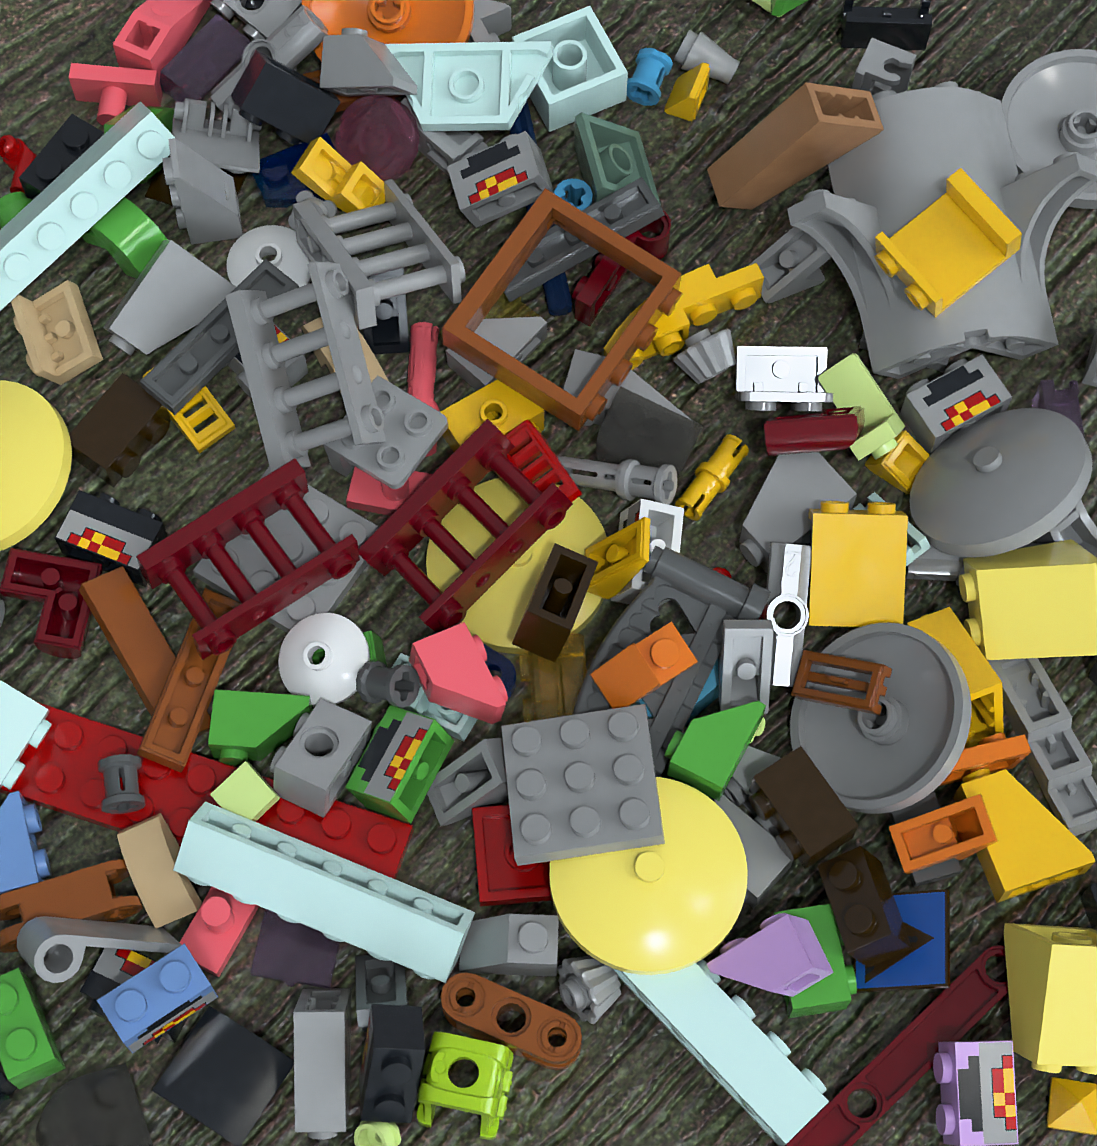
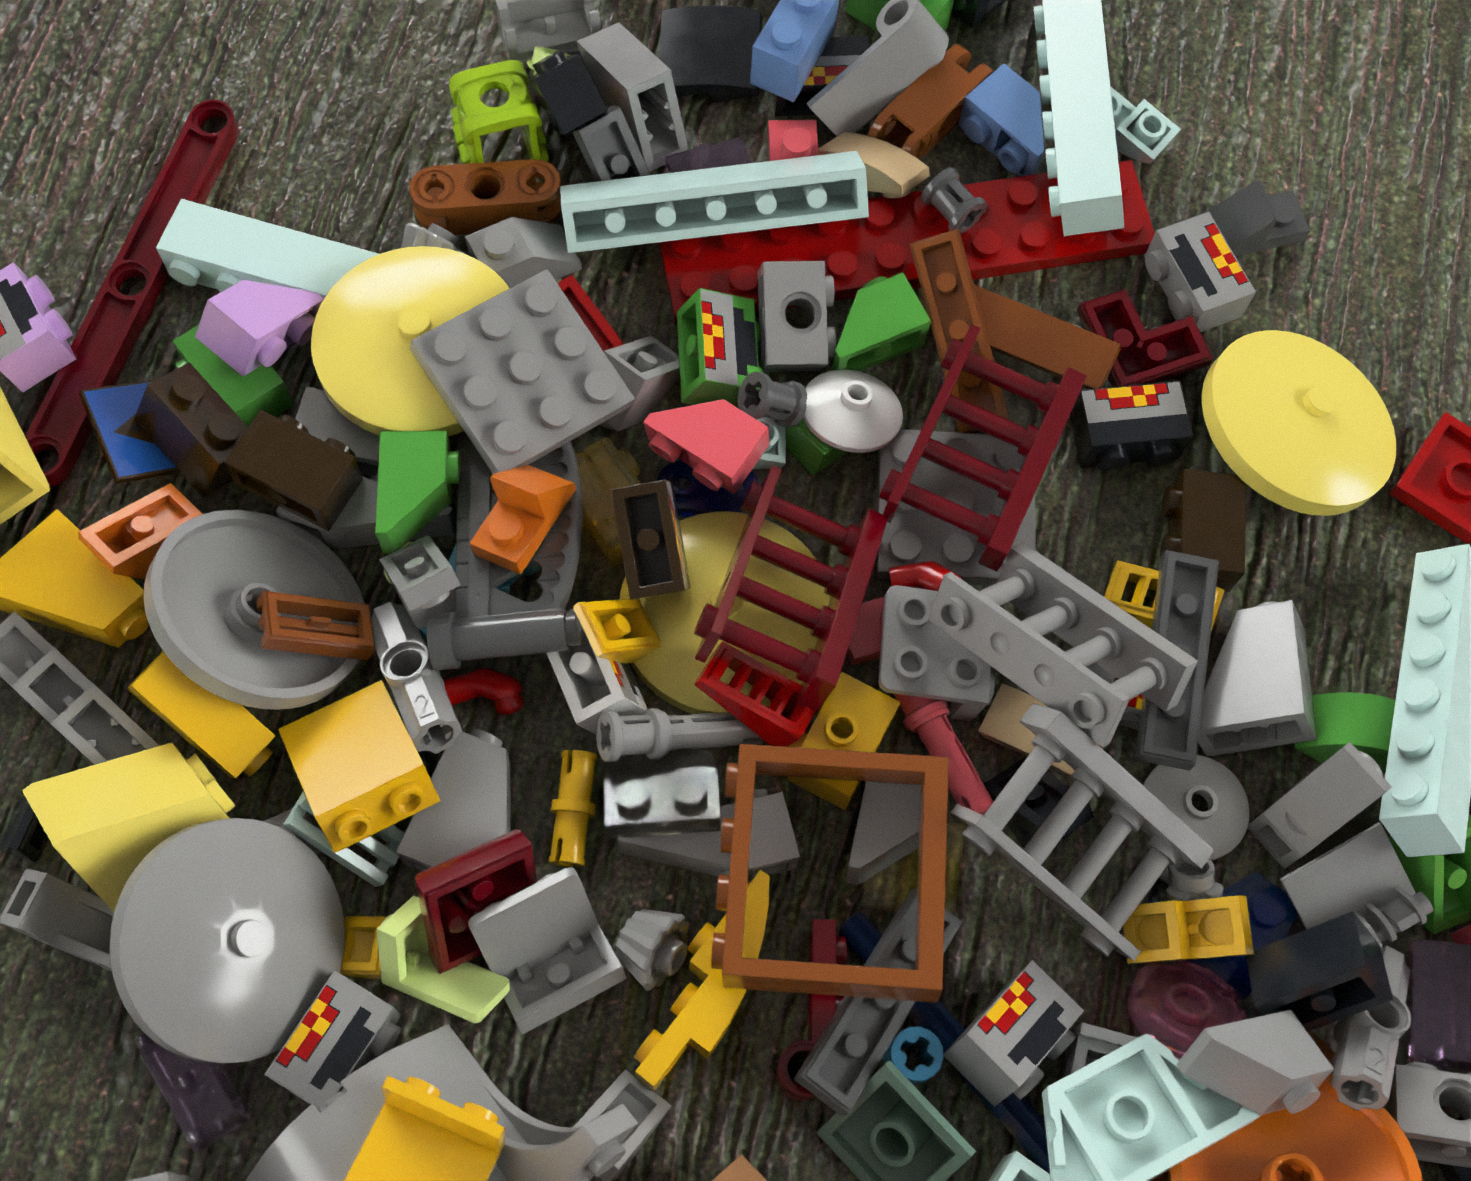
camera: 145 degrees right, 0 degrees up
(57, 333) = (1345, 594): tan bracket -> none
(245, 793) = (840, 248): yellowish green tile -> none
(351, 496) = (919, 575): none -> red arm
(991, 753) = (124, 650): orange plate -> none

